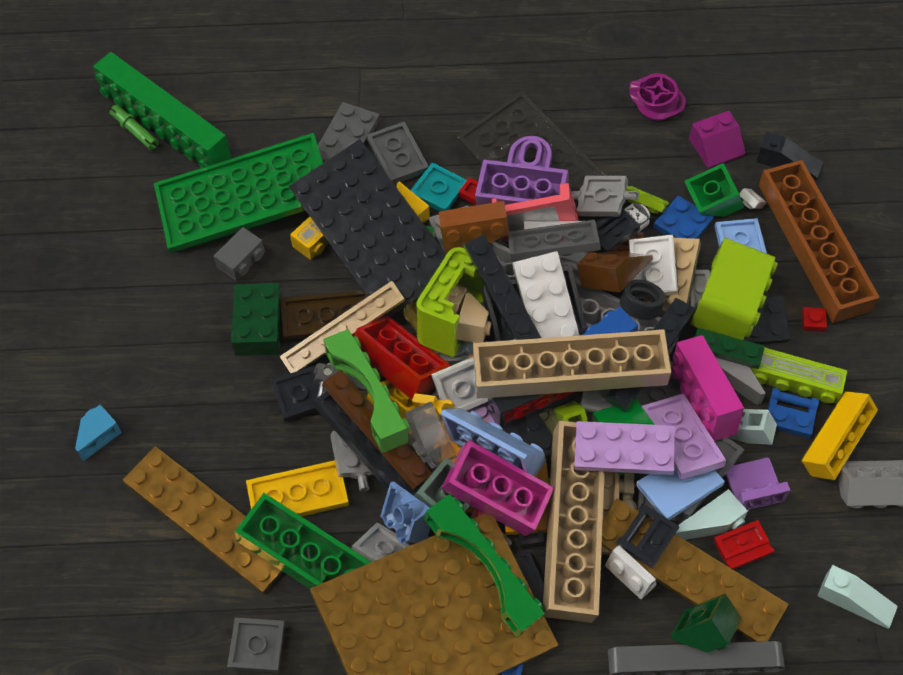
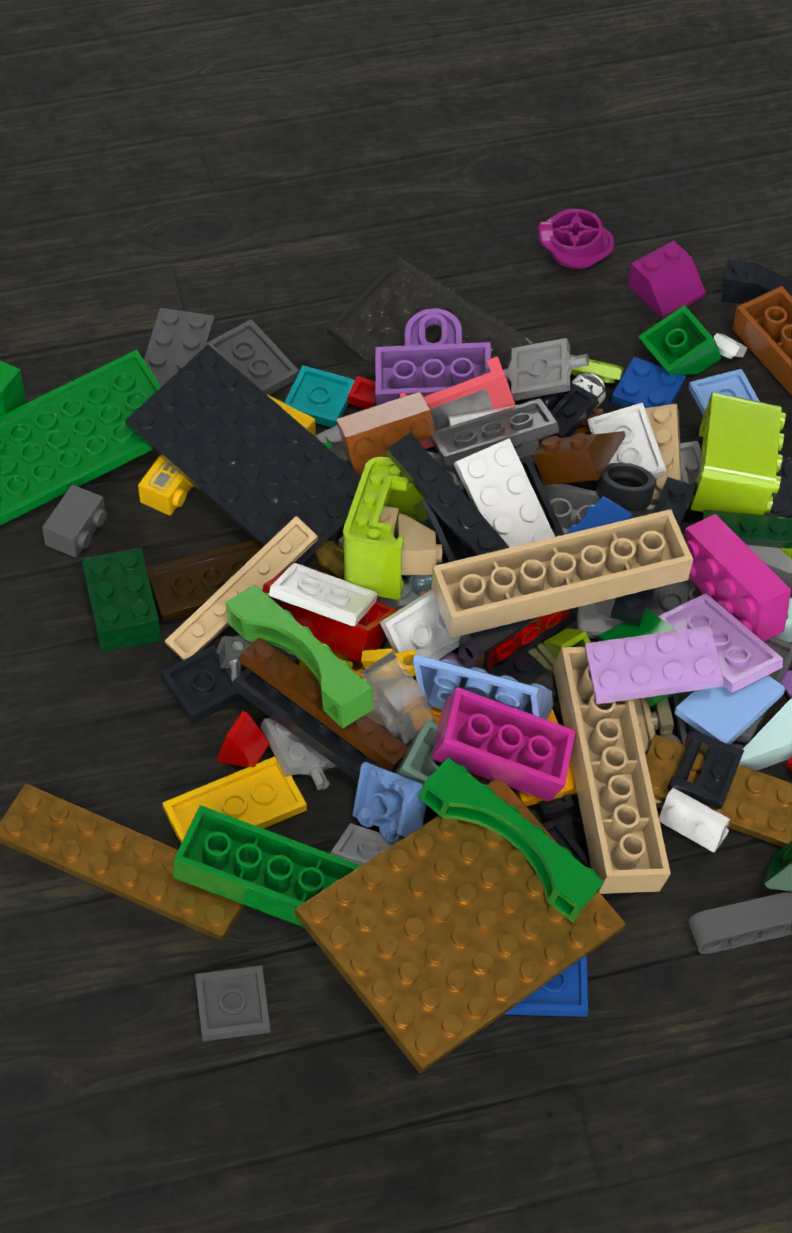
camera: 15 degrees left, 5 degrees down
(313, 446) = (243, 743): none -> red slope
(396, 344) = (323, 594): none -> white tile

